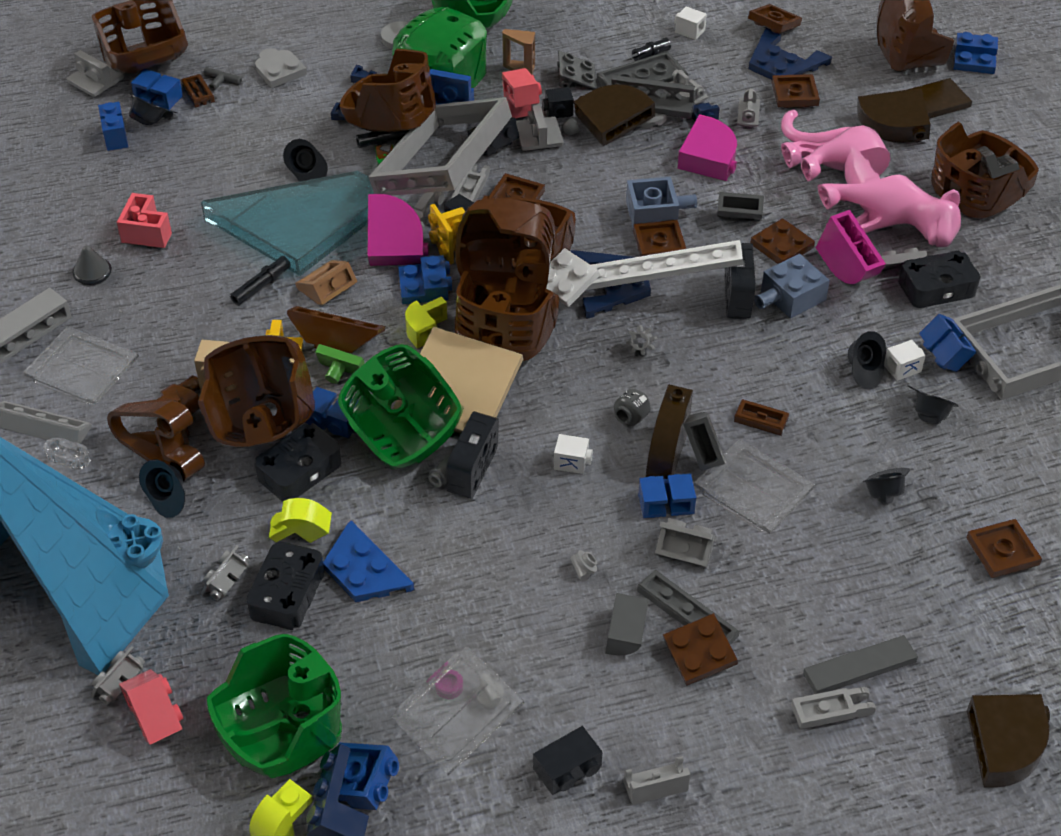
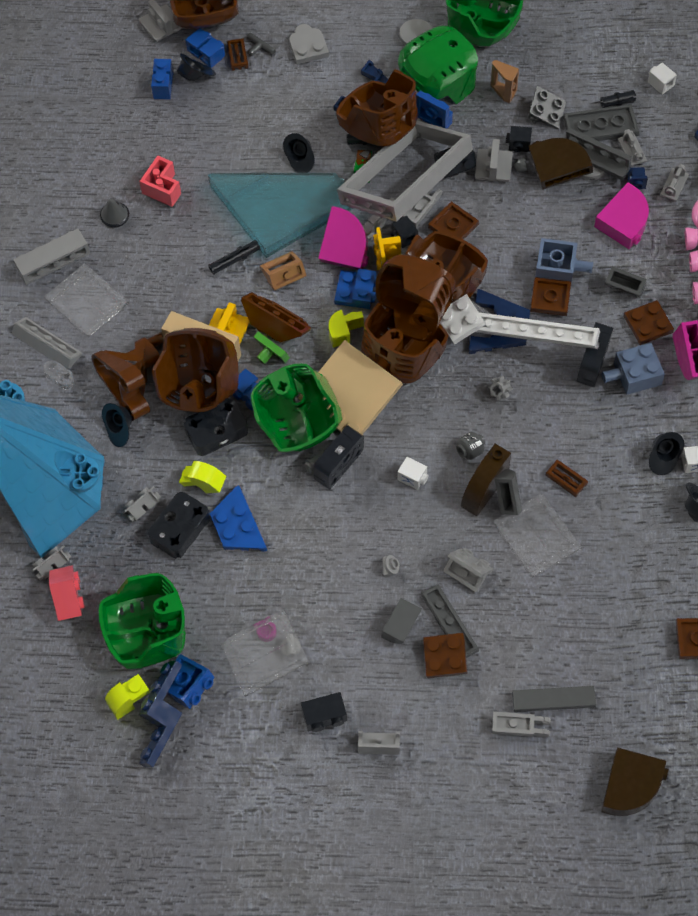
camera: 20 degrees right, 15 degrees up
(521, 91) = (488, 125): coral brick -> none
(679, 493) = (458, 525): blue piece -> none
(887, 484) = (634, 561): black piece -> none

